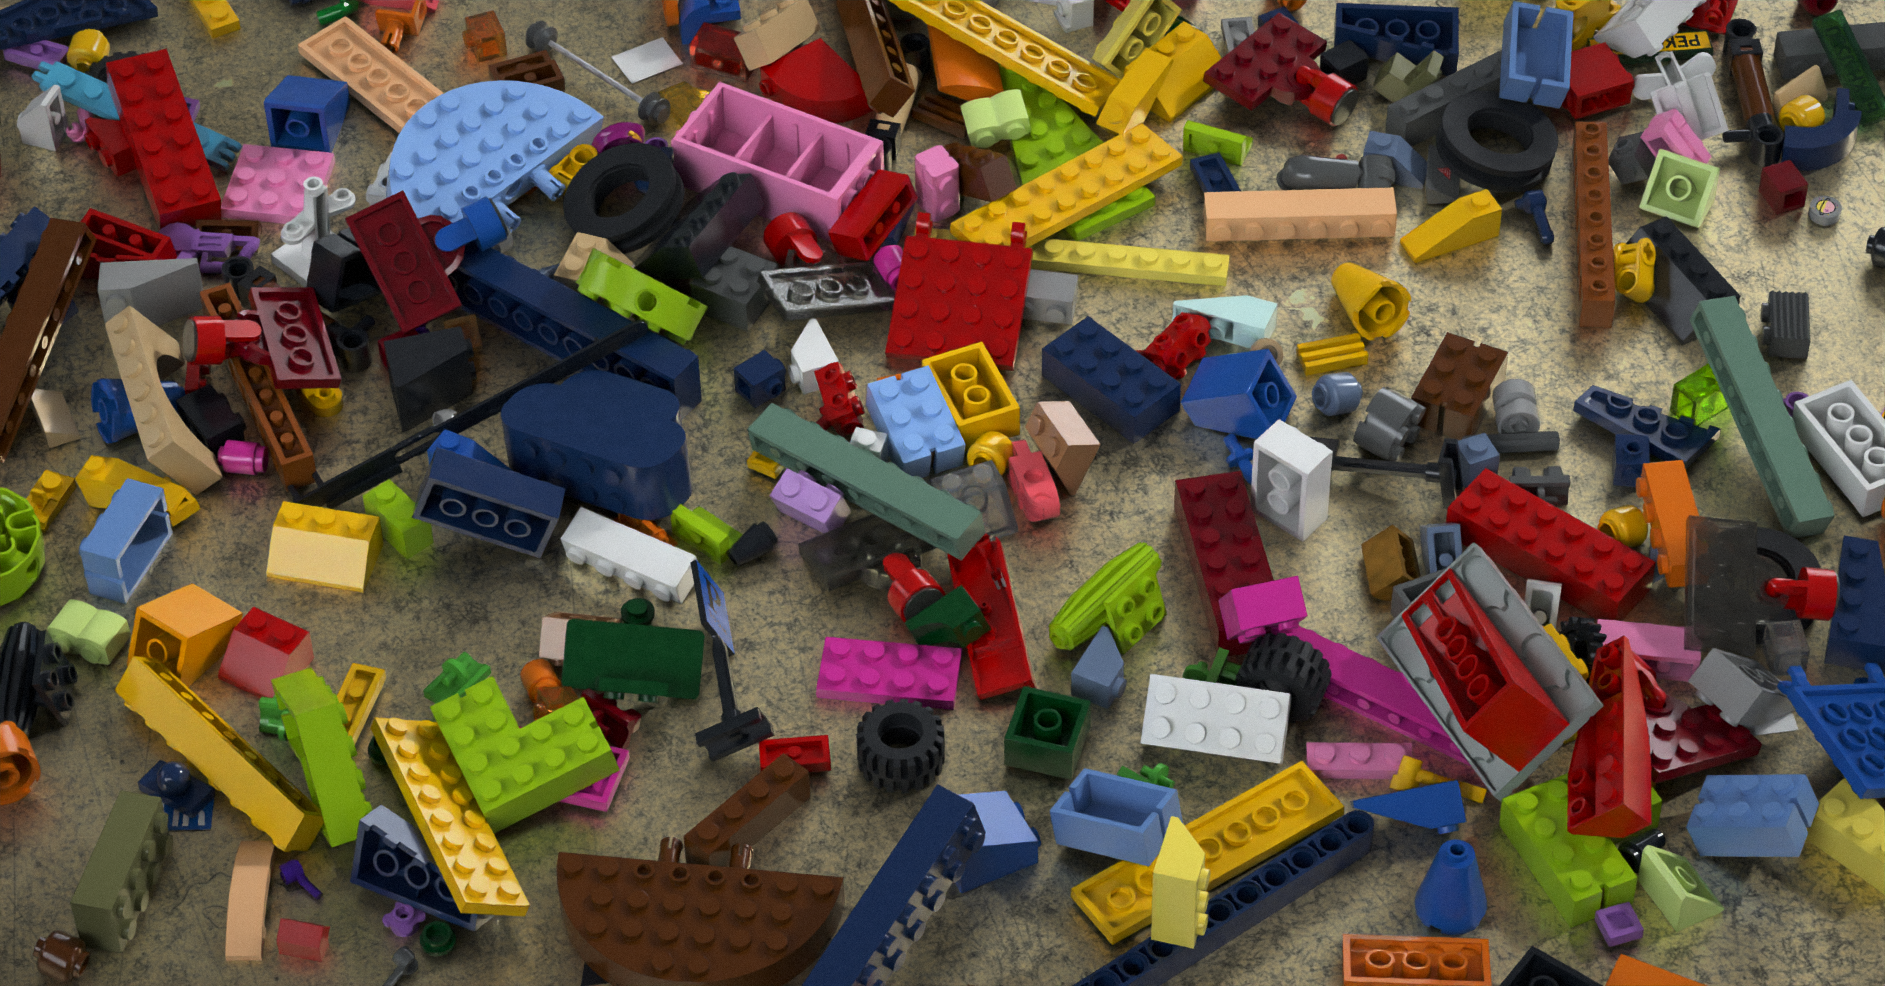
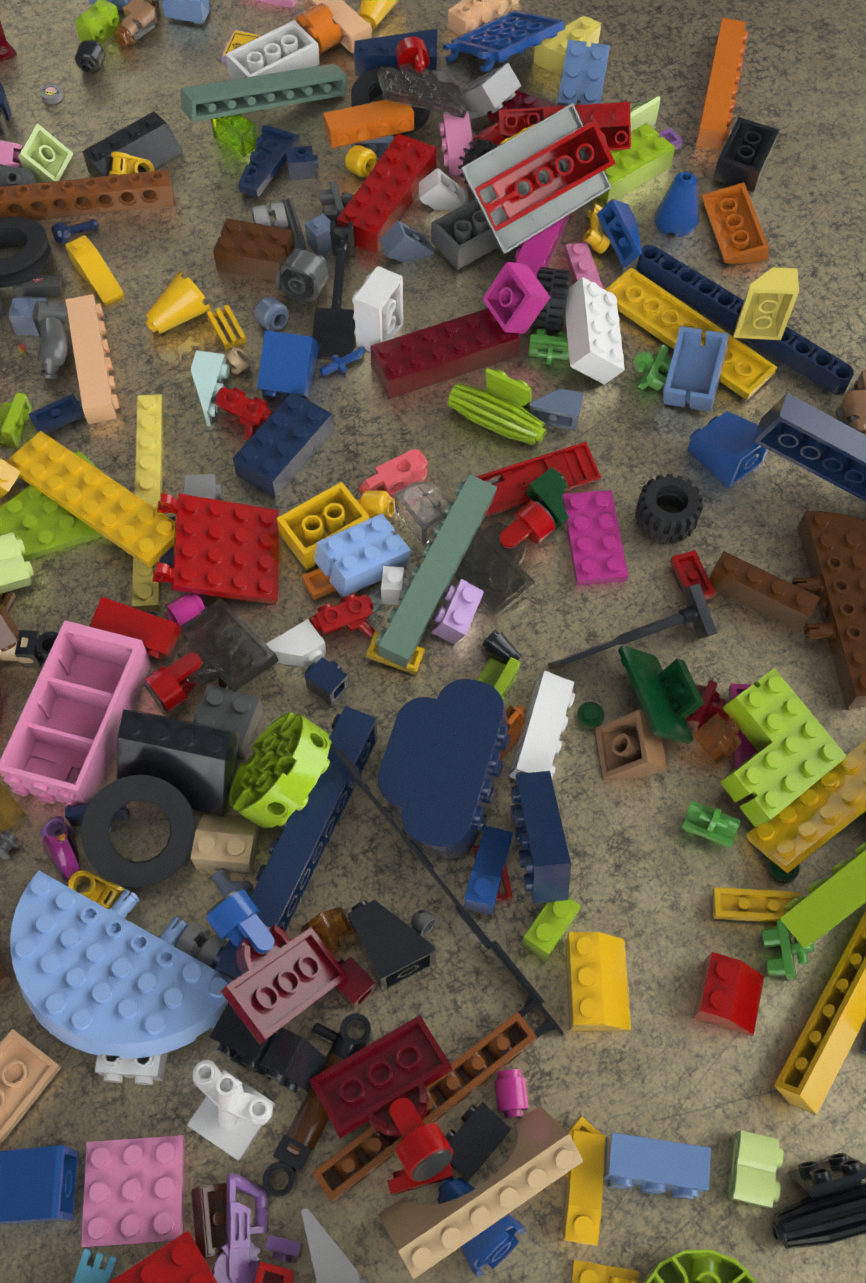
camera: 105 degrees left, 15 degrees up
(184, 631) = (733, 1072): light orange slope -> none
(538, 674) = (688, 761): orange brick -> none
(937, 183) = (90, 584): bright pink brick -> none
(982, 172) = (81, 560): reddish brown brick -> none
(1047, 732) = (630, 424): dark green brick -> none
(1063, 441) = (368, 449): medium nougat slope -> none
(1389, 561) = (421, 269): pearl gold brick -> none
(1783, 187) = (35, 109): dark red brick -> none
(1787, 324) = (163, 99): dark grey brick -> none

